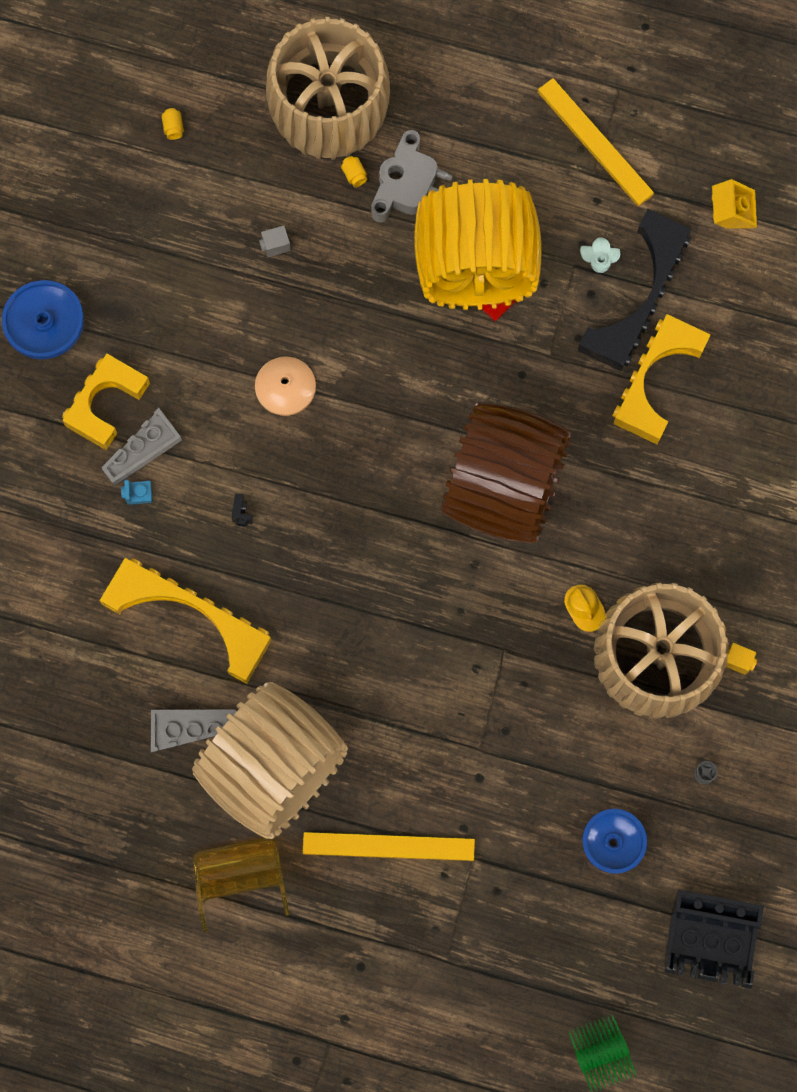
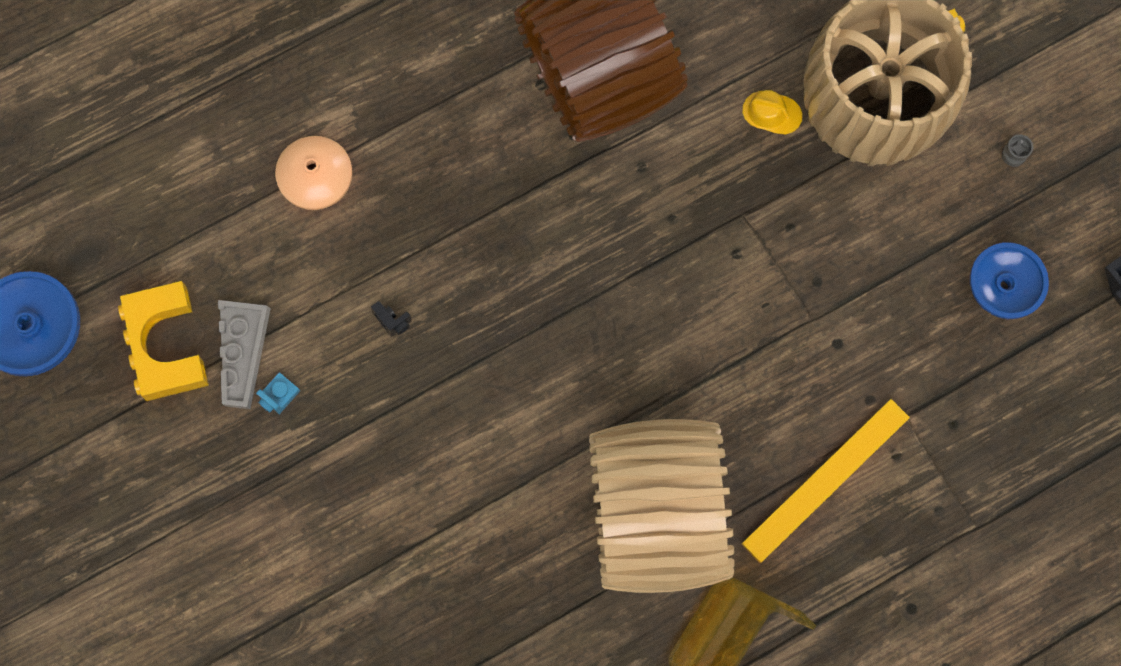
camera: 45 degrees left, 0 degrees up
(138, 585) = (366, 474): yellow arch -> none
(180, 727) = (540, 557): light grey wing -> none
(275, 241) = (172, 54): light grey brick -> none

